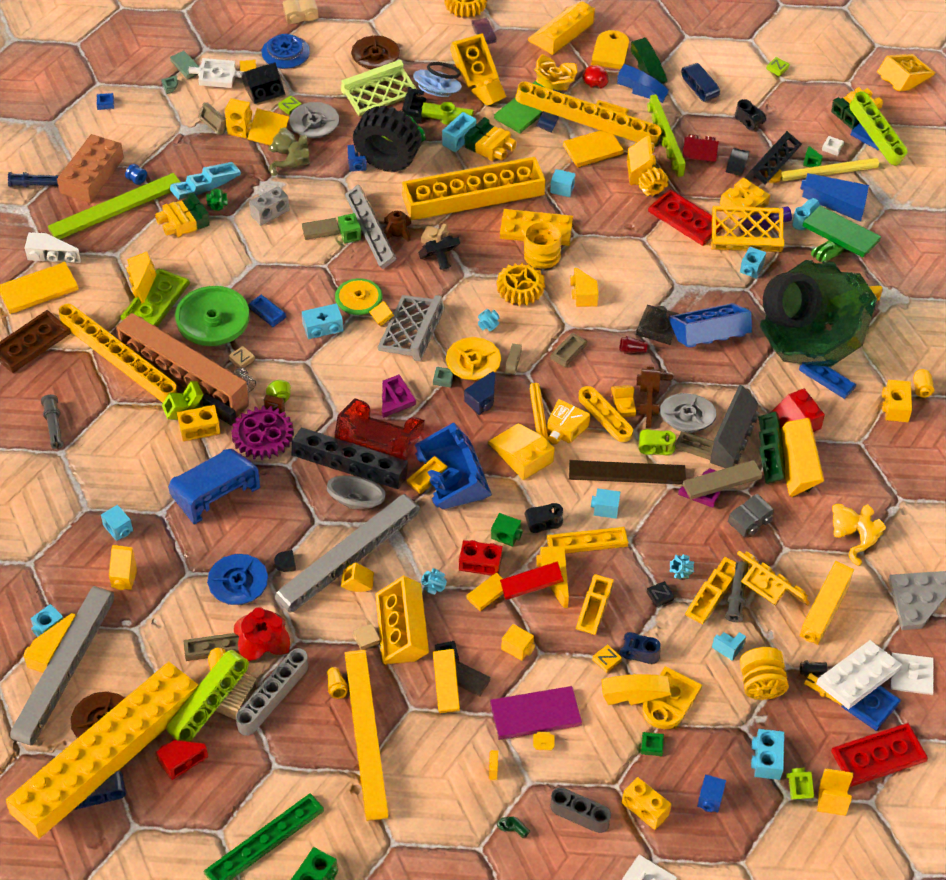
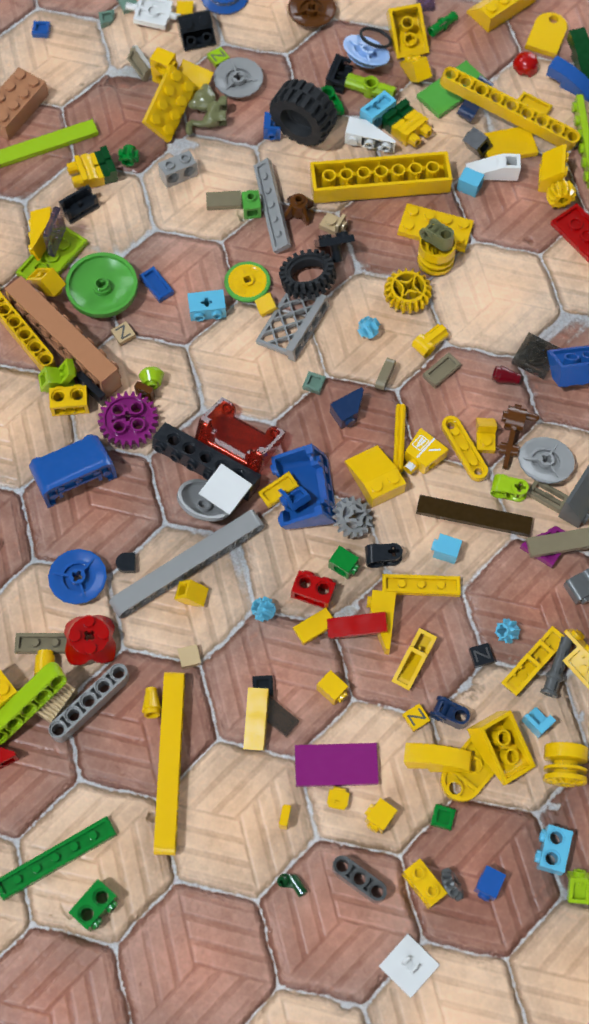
camera: 10 degrees right, 15 degrees up
(136, 174) = (56, 116): blue wheel -> none
(156, 272) = (54, 231): none -> tile
(159, 316) = (47, 281): none -> yellow slope
(174, 248) = (79, 204): none -> black hinge
(209, 179) = (114, 134): medium azure slope -> none
(242, 372) = (118, 355): clear wheel -> none
(250, 148) = (169, 103): none -> yellow plate
(374, 78) = (304, 38): yellowish green fence -> none
(375, 477) = (225, 489): none -> white piece
(395, 396) = (263, 398): magenta wing -> none
(402, 622) = (225, 647): yellow slope -> none
(422, 290) = (309, 287): none -> black tyre
(450, 154) = (366, 135): none -> white slope
(473, 358) = (342, 357): yellow piece -> none
(506, 487) = (355, 526): none -> light grey gear
(513, 46) = (449, 19): none -> green pin
(543, 225) = (439, 235): none -> olive piece
(549, 327) = (426, 343): none -> yellow piece
(555, 77) = (483, 59): yellow brick -> none
(562, 147) = (477, 142): none -> brick
(585, 289) = (470, 305): yellow slope -> none
(589, 166) = (498, 167): none -> white slope
(589, 749) = (379, 816): none -> yellow brick
(674, 798) = (451, 884): none -> dark grey gear
(698, 667) = (502, 746): none -> yellow slope

